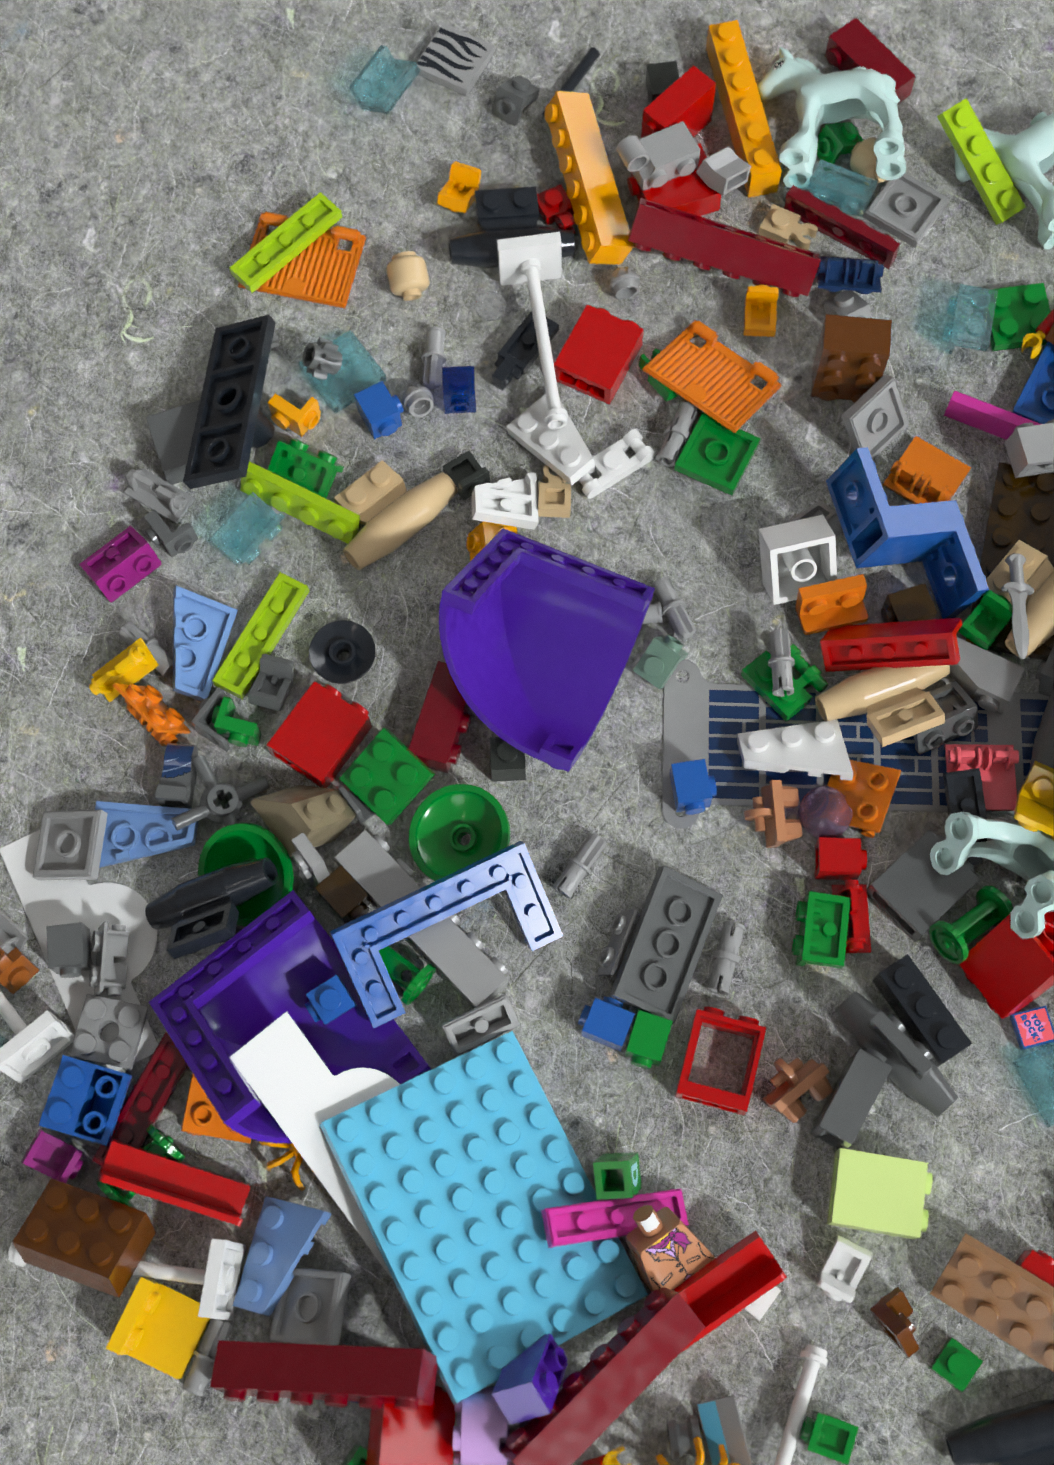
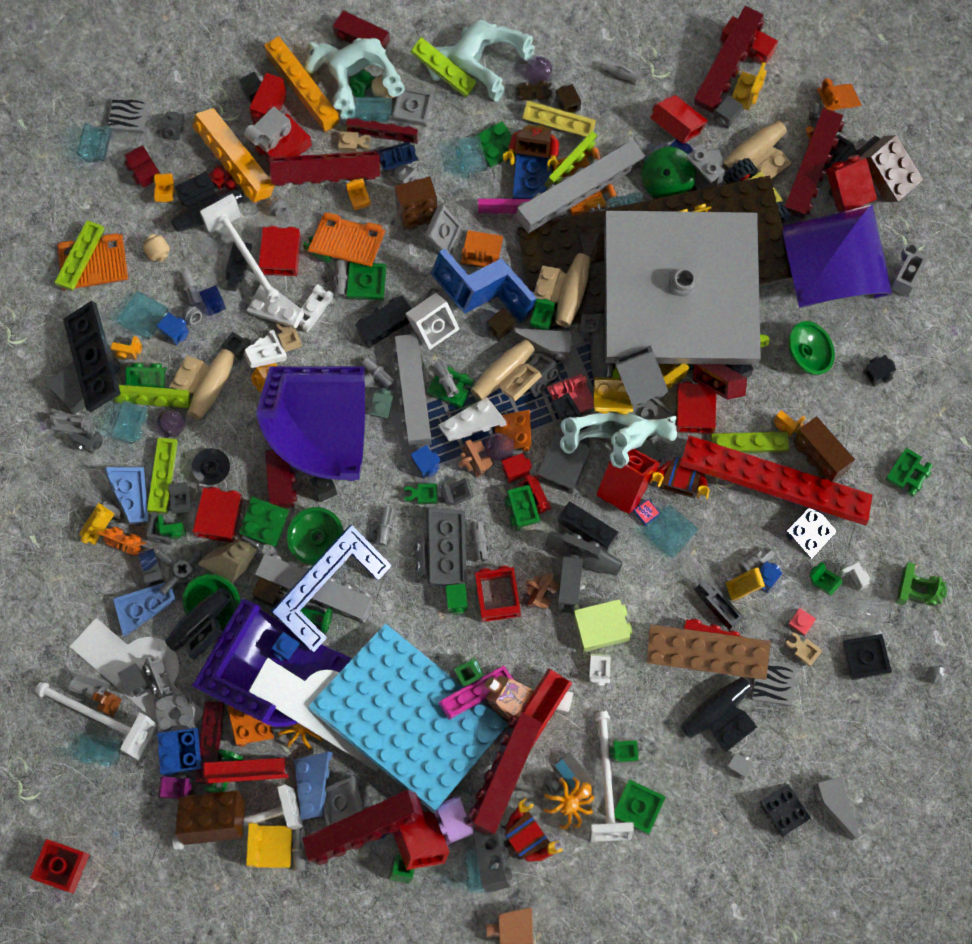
camera: 25 degrees left, 0 degrees up
(70, 845) = (109, 627): light grey tile -> none
(121, 563) = (67, 468): magenta bracket -> none
(309, 861) = (244, 581): light grey hinge -> none
(311, 557) = (170, 423): none -> clear purple hair
(322, 358) = (130, 313): dark grey gear -> none
(441, 142) = (141, 165): none -> dark red brick
(480, 1024) = (367, 627): light grey slope -> none
(531, 1381) = (467, 784): dark purple slope -> none
(580, 71) = (201, 98): black bar -> none
(606, 1022) = (432, 599): blue brick -> none
(668, 839) = (425, 493): none -> green plate
(717, 529) = (383, 321): none -> black brick
(718, 661) = (413, 390): none -> light grey brick
(722, 858) = (457, 492): none -> dark grey bracket
(724, 171) = (307, 124): light grey piece -> none
(832, 604) = (459, 338): orange bracket -> none
(892, 645) = (498, 347): red panel -> none
(892, 1317) = (634, 683): reddish brown bracket -> none
(953, 938) = (588, 484): green hose -> none
(956, 1364) = (672, 691): green plate -> none
(1018, 593) = (552, 294): light grey sword -> none

